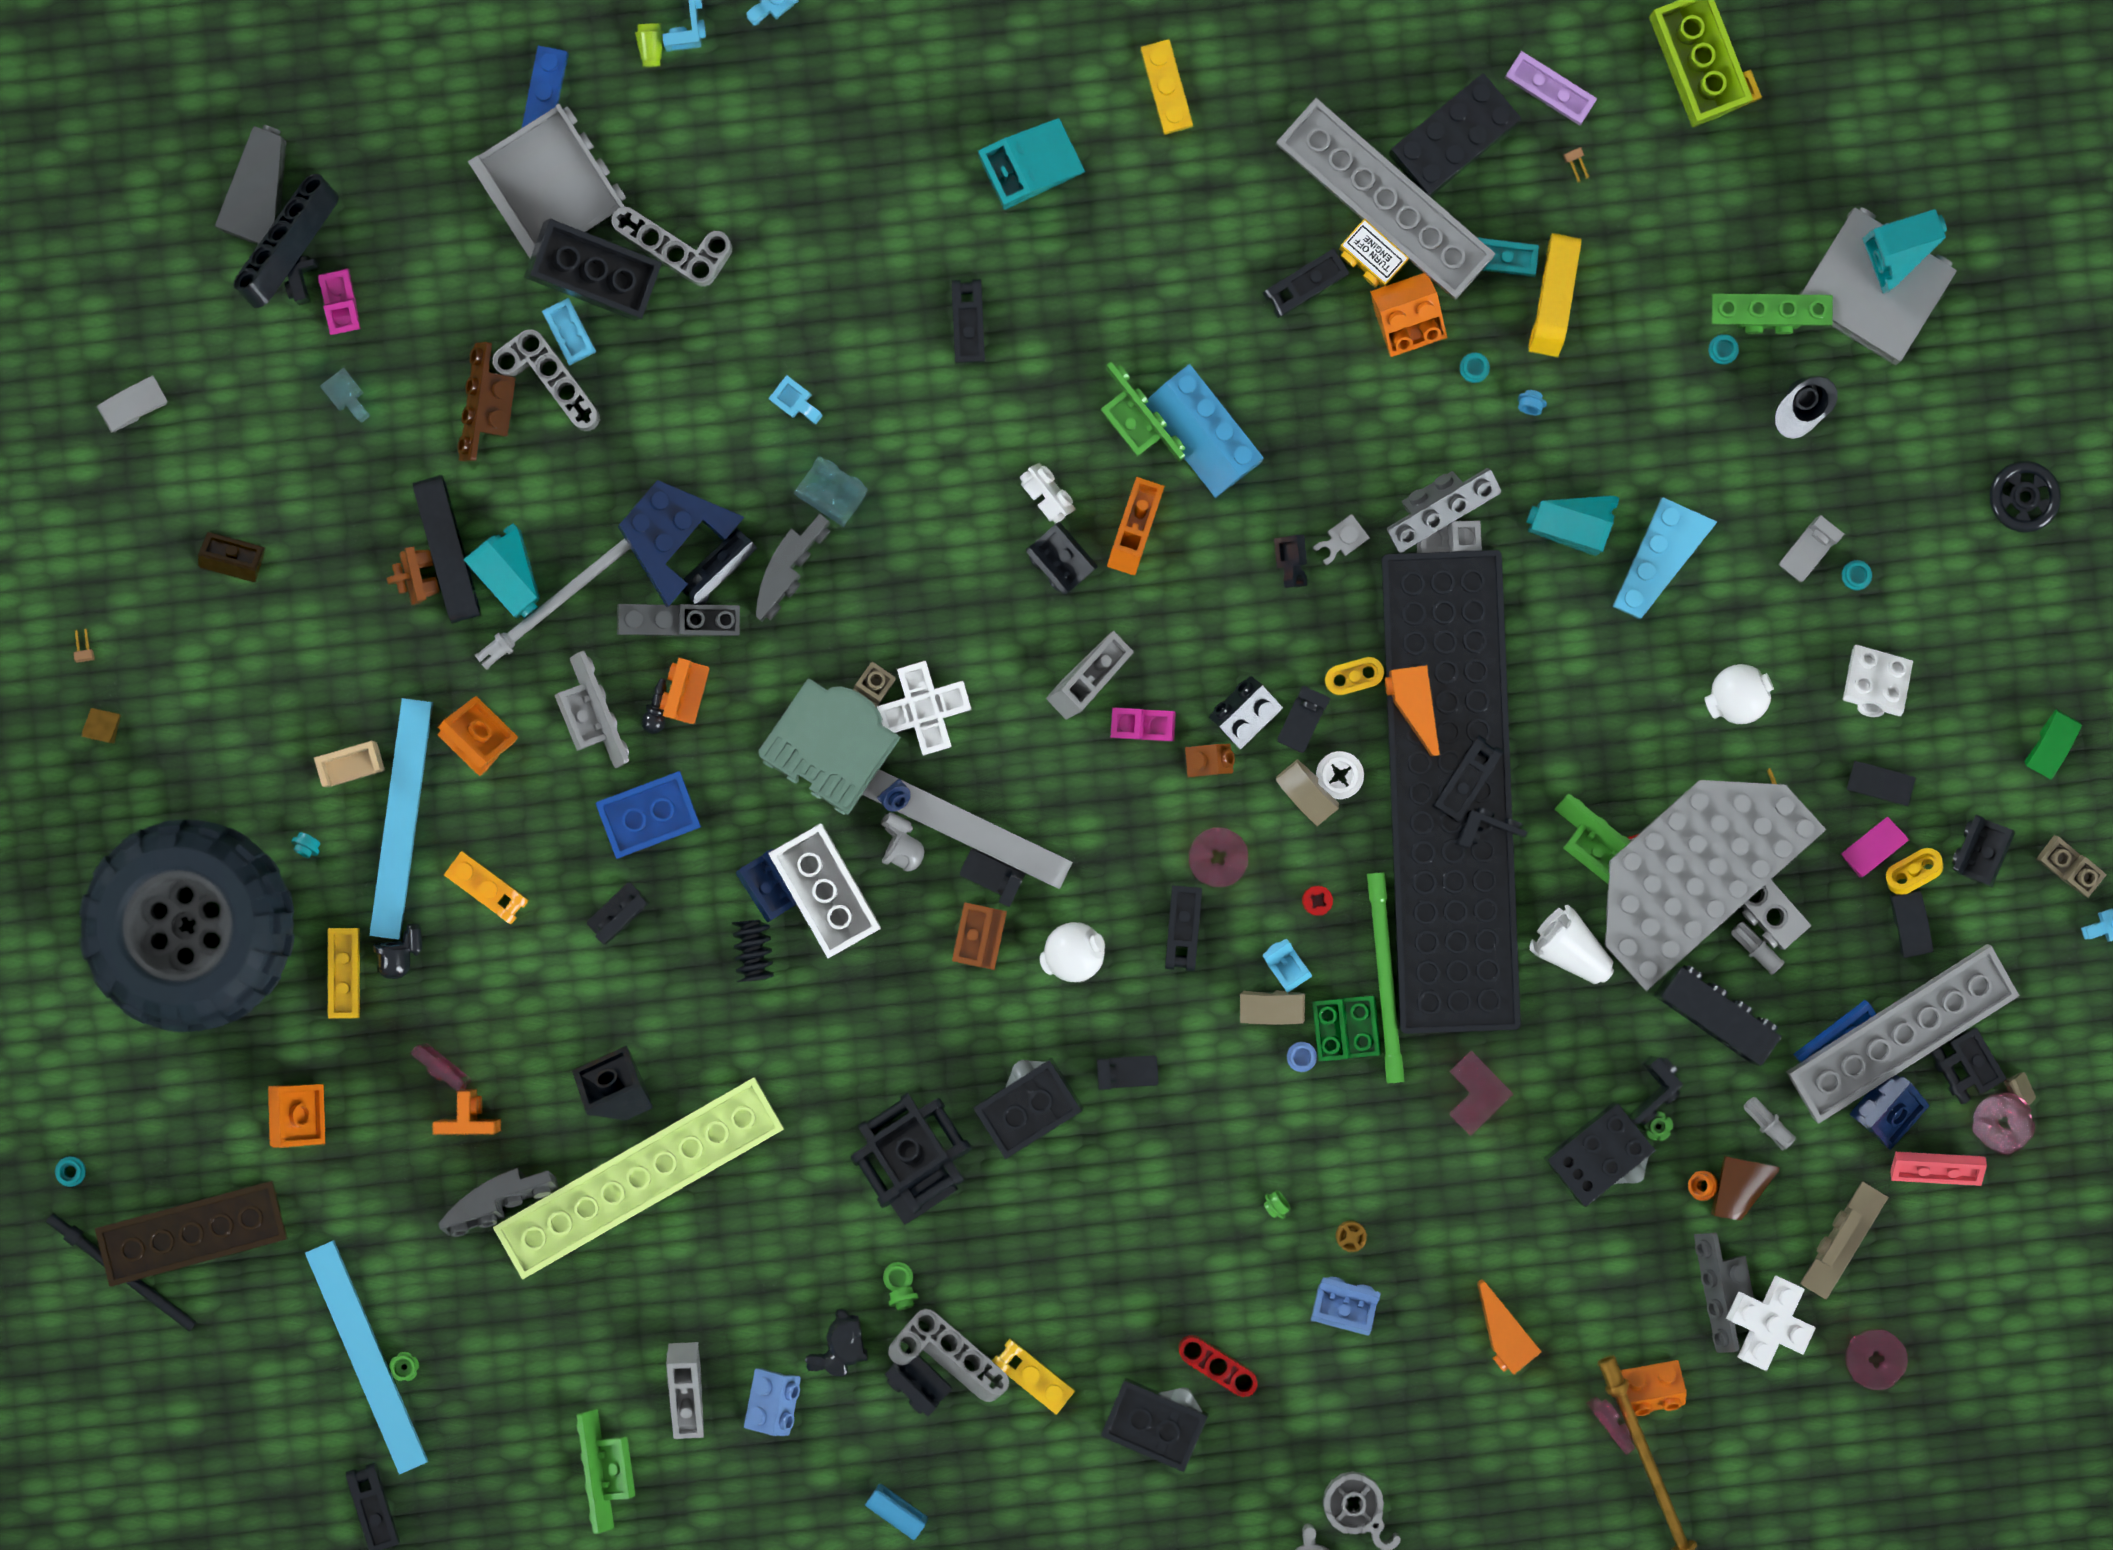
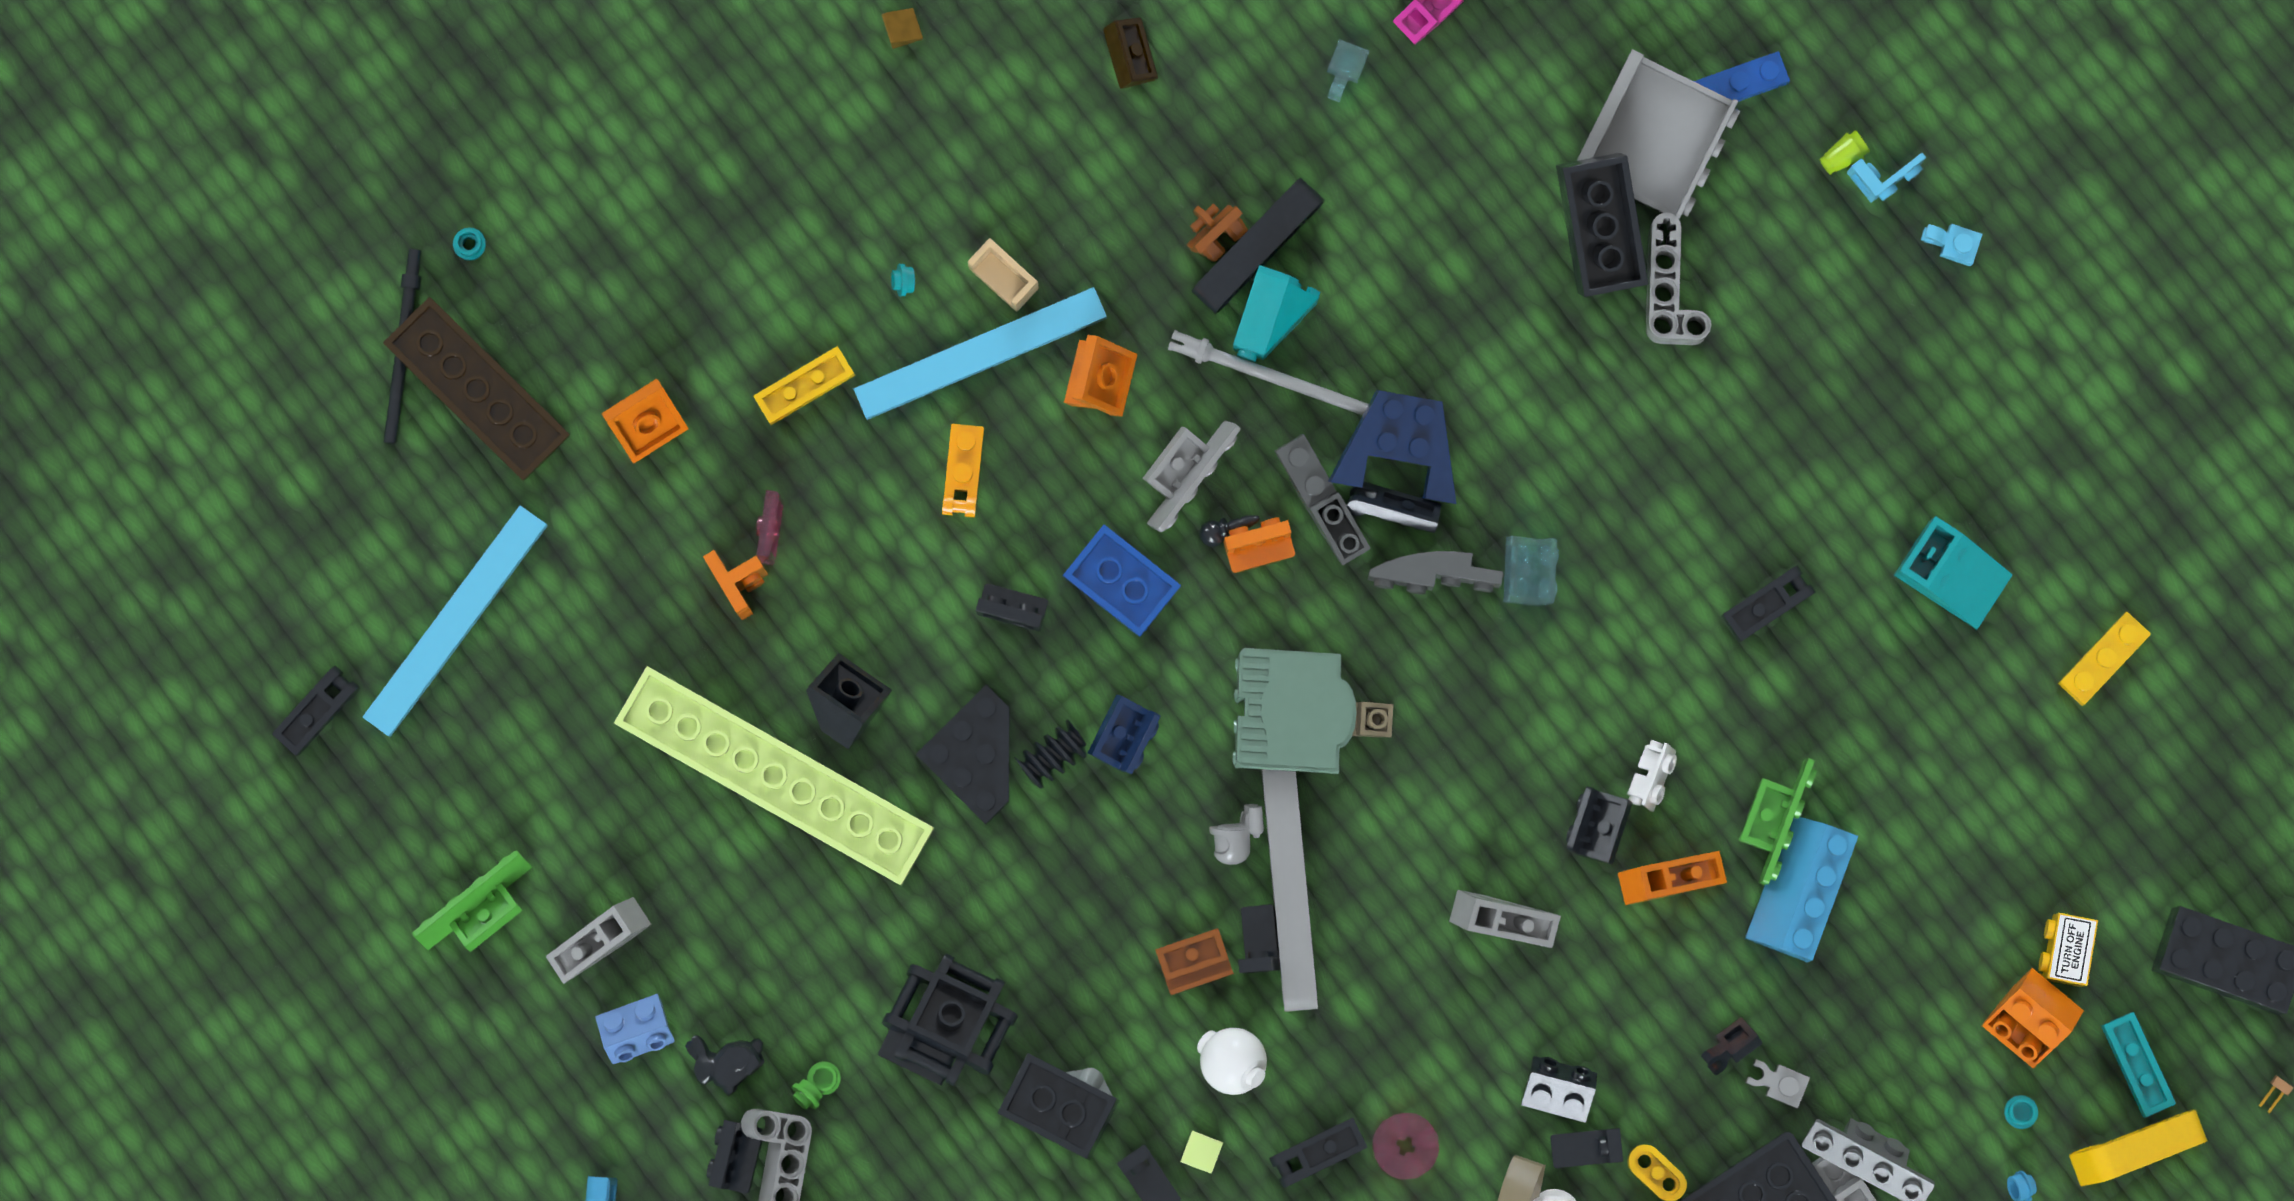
camera: 60 degrees right, 5 degrees down
(122, 925) = (726, 156): black wheel -> none
(395, 956) = (847, 424): black piece -> none
(396, 1366) = (457, 661): bright green plate -> none
(485, 1203) = (665, 645): dark grey slope -> none
(487, 403) = (1416, 202): reddish brown bracket -> none
(553, 383) = (1474, 252): light grey beam -> none
(568, 331) = (1530, 237): medium azure plate -> none
(715, 1011) = (974, 754): none -> black plate
(793, 399) = (1594, 482): medium azure plate -> none
(824, 890) = (1150, 789): white slope -> none
(895, 796) = (1279, 802): dark blue plate -> none
(924, 707) = (1379, 780): white plate -> none
(1129, 1017) = (1201, 1152): none -> yellowish green tile
(1143, 724) = (1488, 998): dark pink slope -> none
(1209, 760) = (1493, 1081): dark orange bracket -> none
(1307, 282) = (2003, 902): black plate -> none
(1385, 198) = (2129, 930): light grey plate -> none

